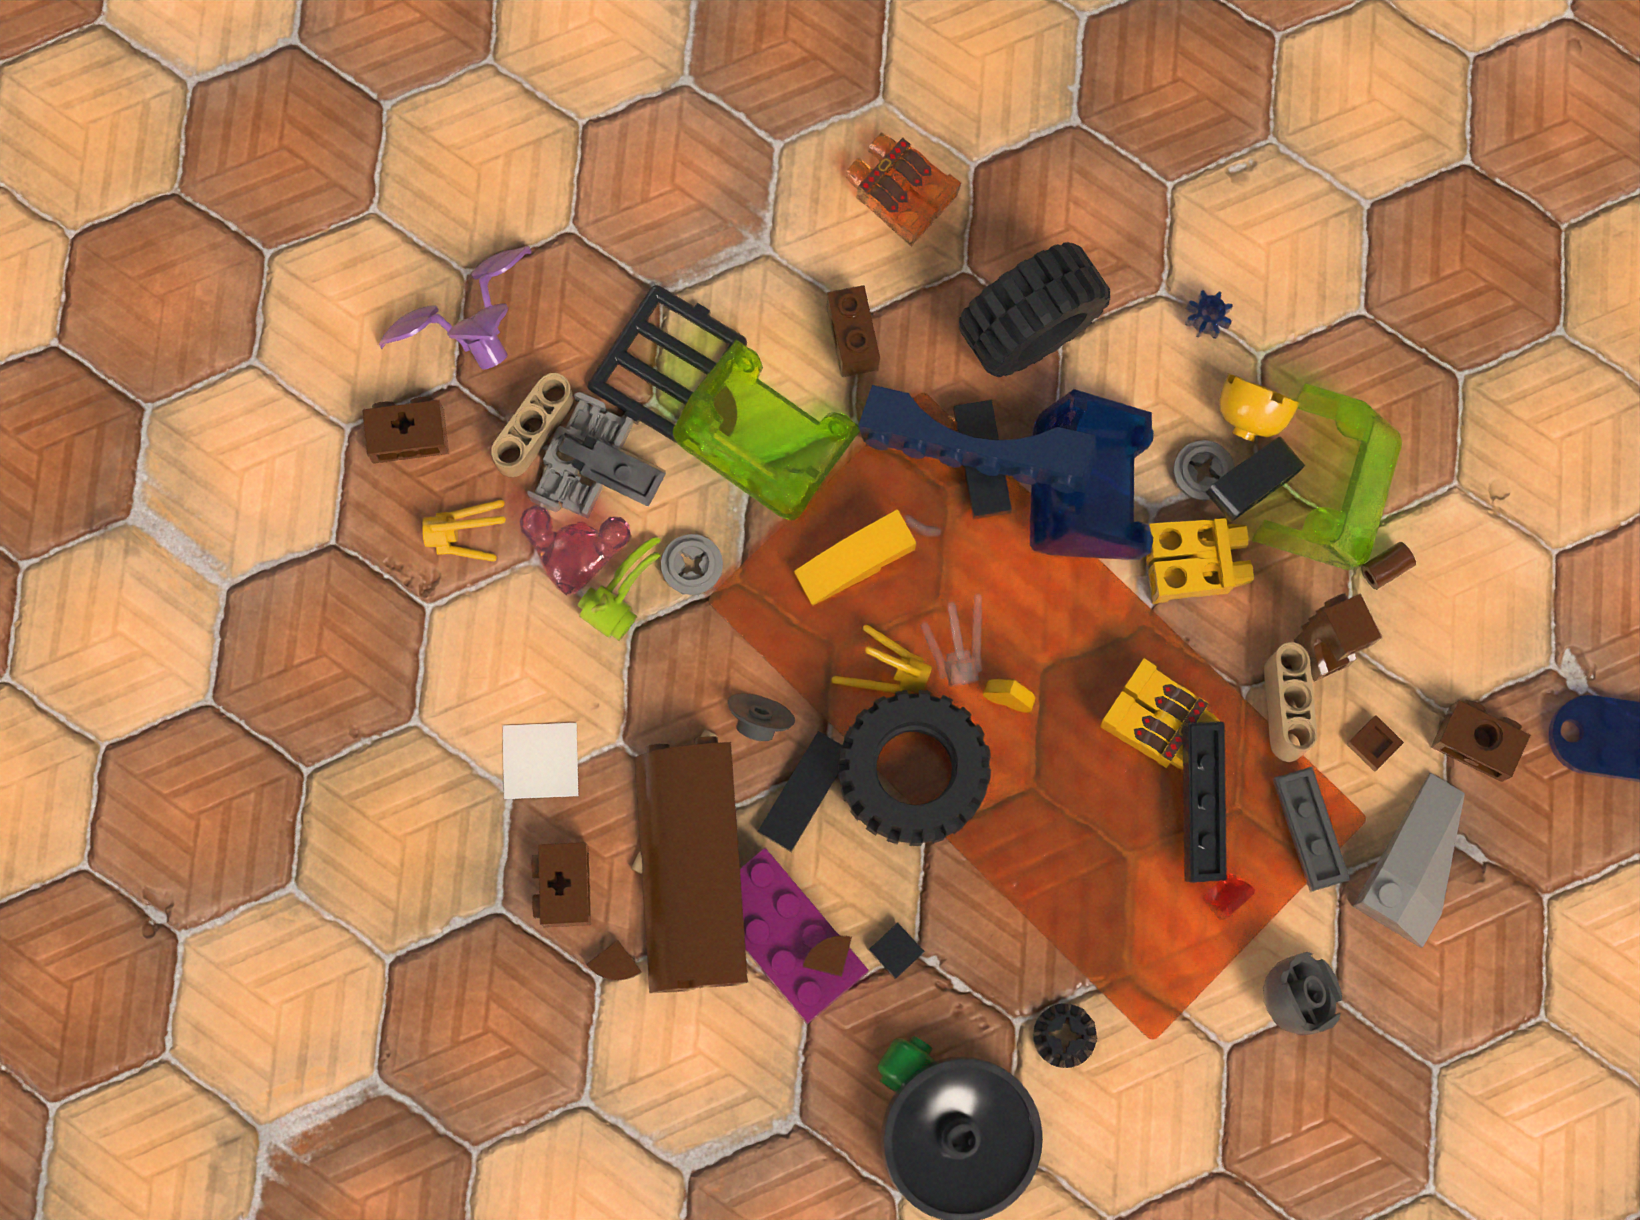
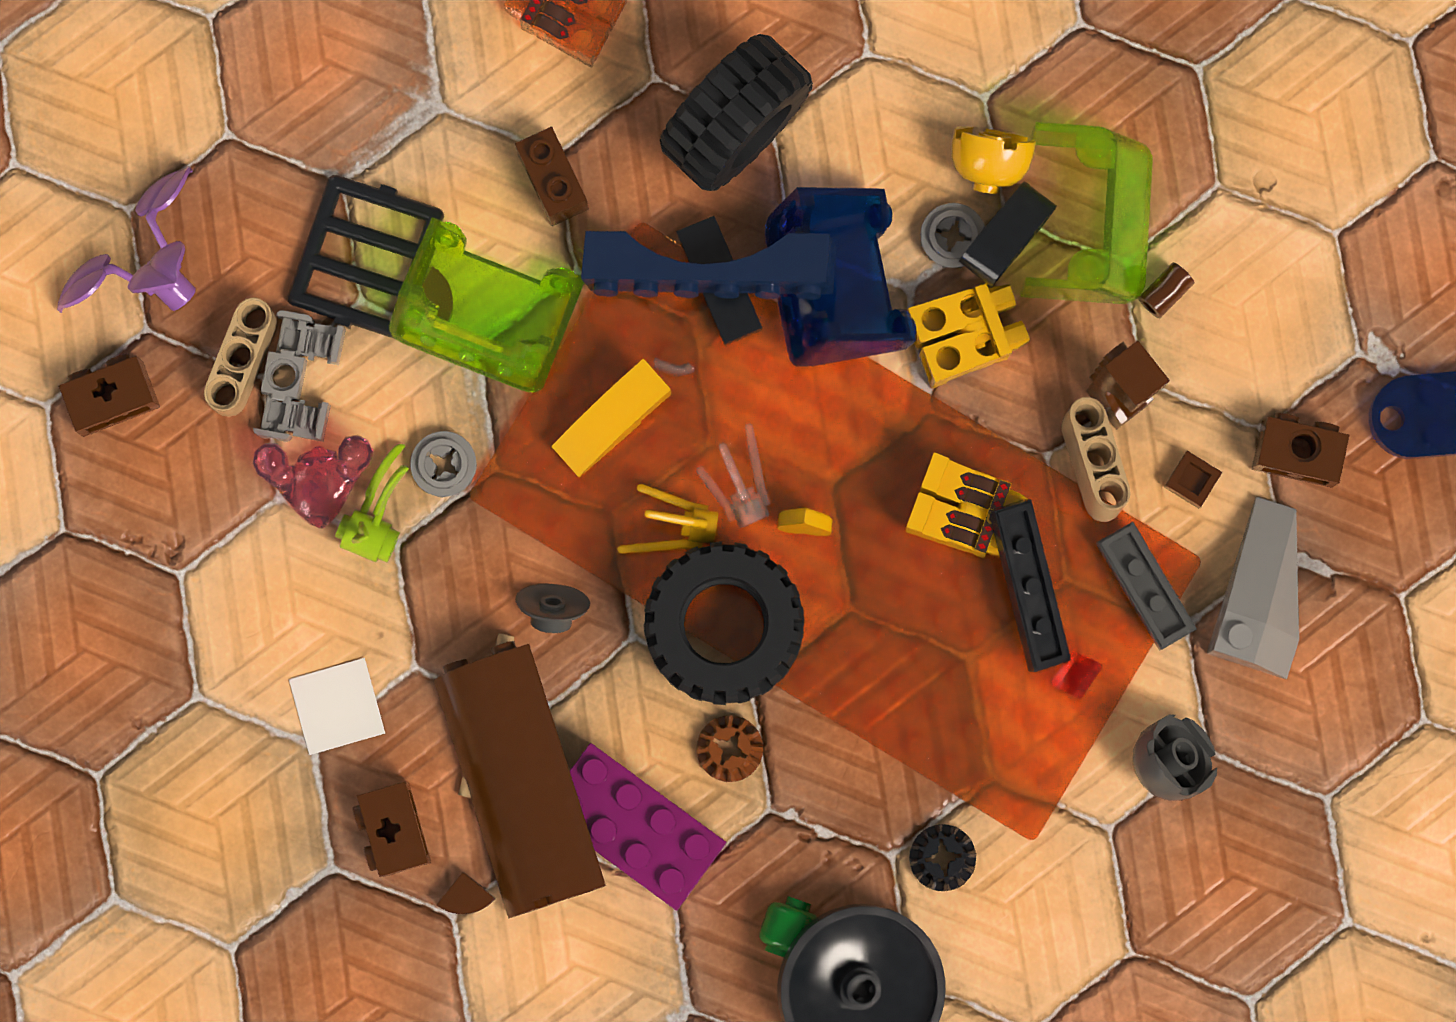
camera: 10 degrees left, 5 degrees up
(443, 529) = (176, 490): yellow plant -> none
(613, 467) = (336, 382): black hinge -> none
(803, 793) = (616, 674): black tile -> none
(829, 955) = (682, 838): reddish brown tile -> none
(872, 887) = (736, 767): none -> dark orange gear
(896, 950) = (750, 813): black tile -> none
(1213, 305) = (923, 57): clear blue gear -> none

